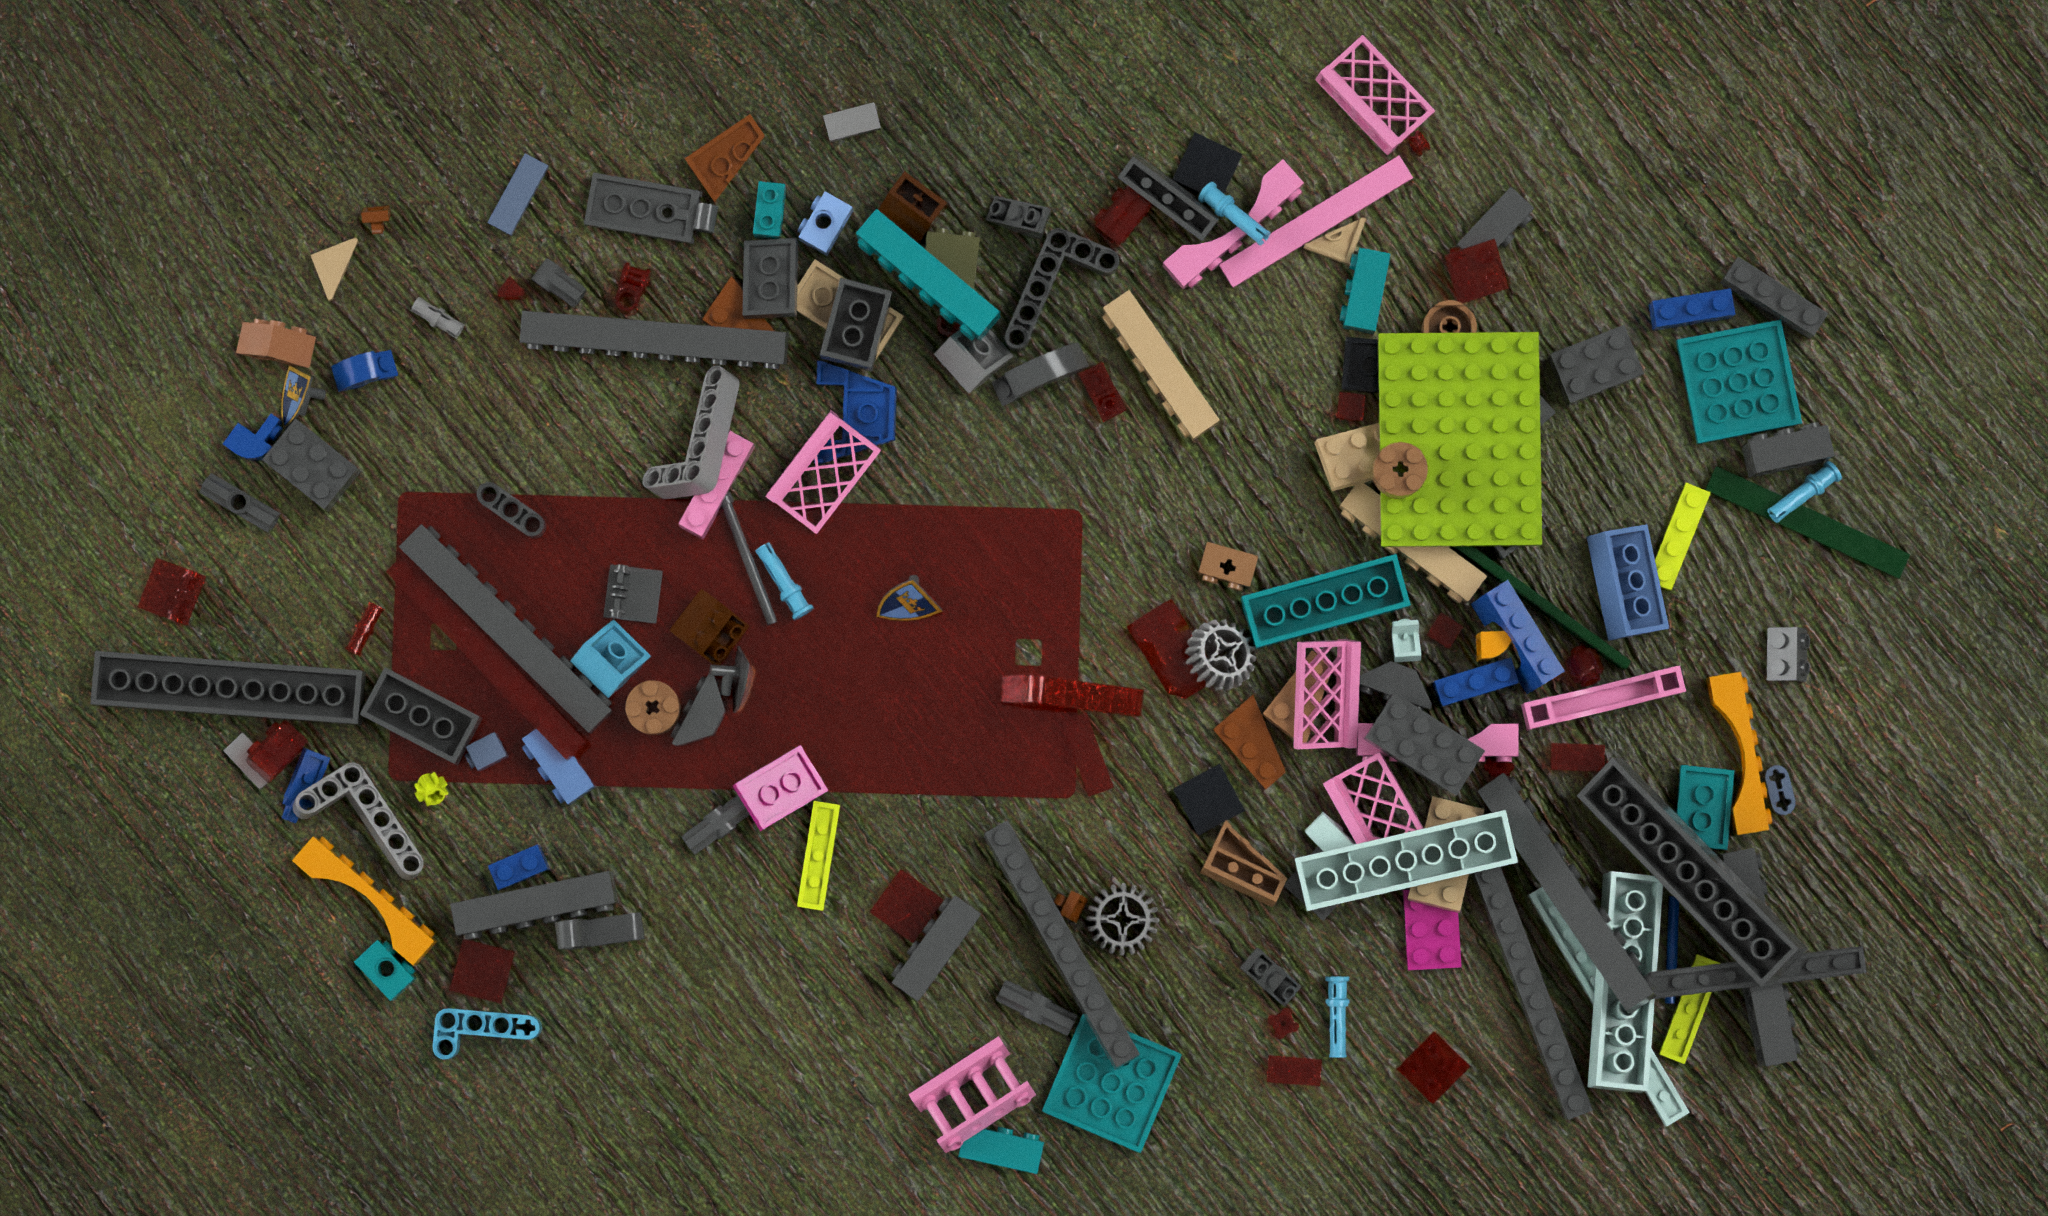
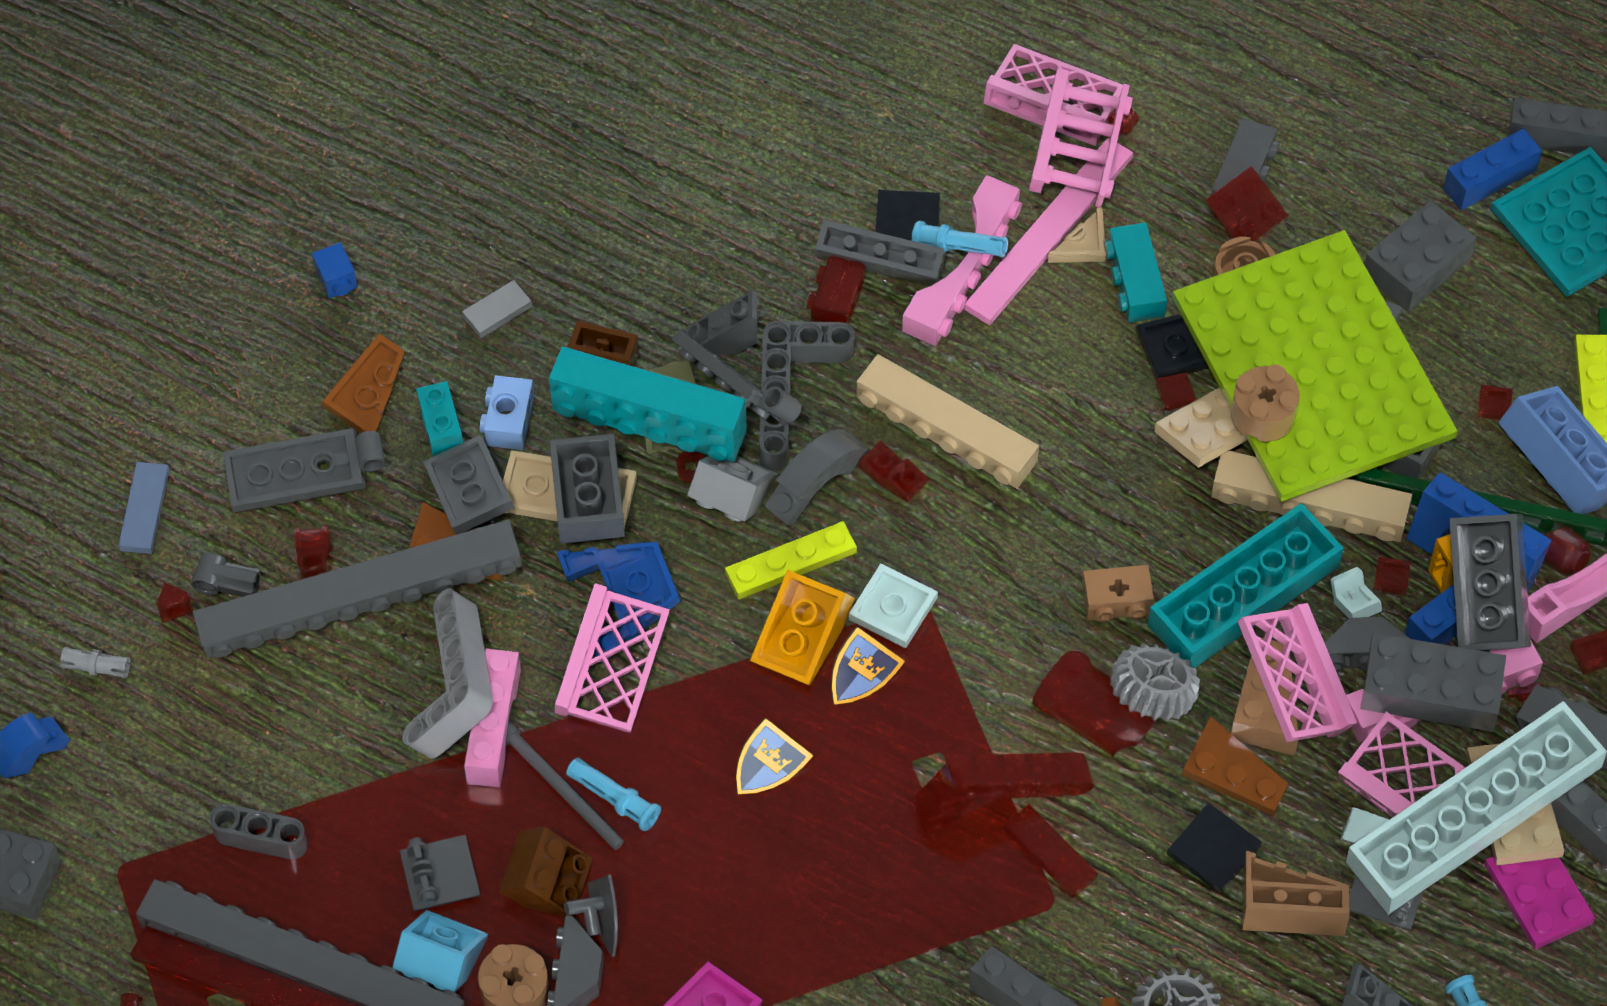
camera: 20 degrees left, 25 degrees down
(736, 39) = (334, 270): none -> blue brick
(977, 500) = (802, 627): none -> light orange slope
(993, 436) = (797, 556): none -> neon yellow plate
(1005, 276) = (772, 402): none -> dark grey hinge
(1007, 554) = (862, 667): none -> shield
(1053, 508) = (893, 605): none -> light aqua plate
(1359, 133) = (1058, 118): none -> bright pink fence
(1500, 689) = (1490, 582): none -> dark grey brick
(1594, 514) = (1493, 401): none -> clear red tile

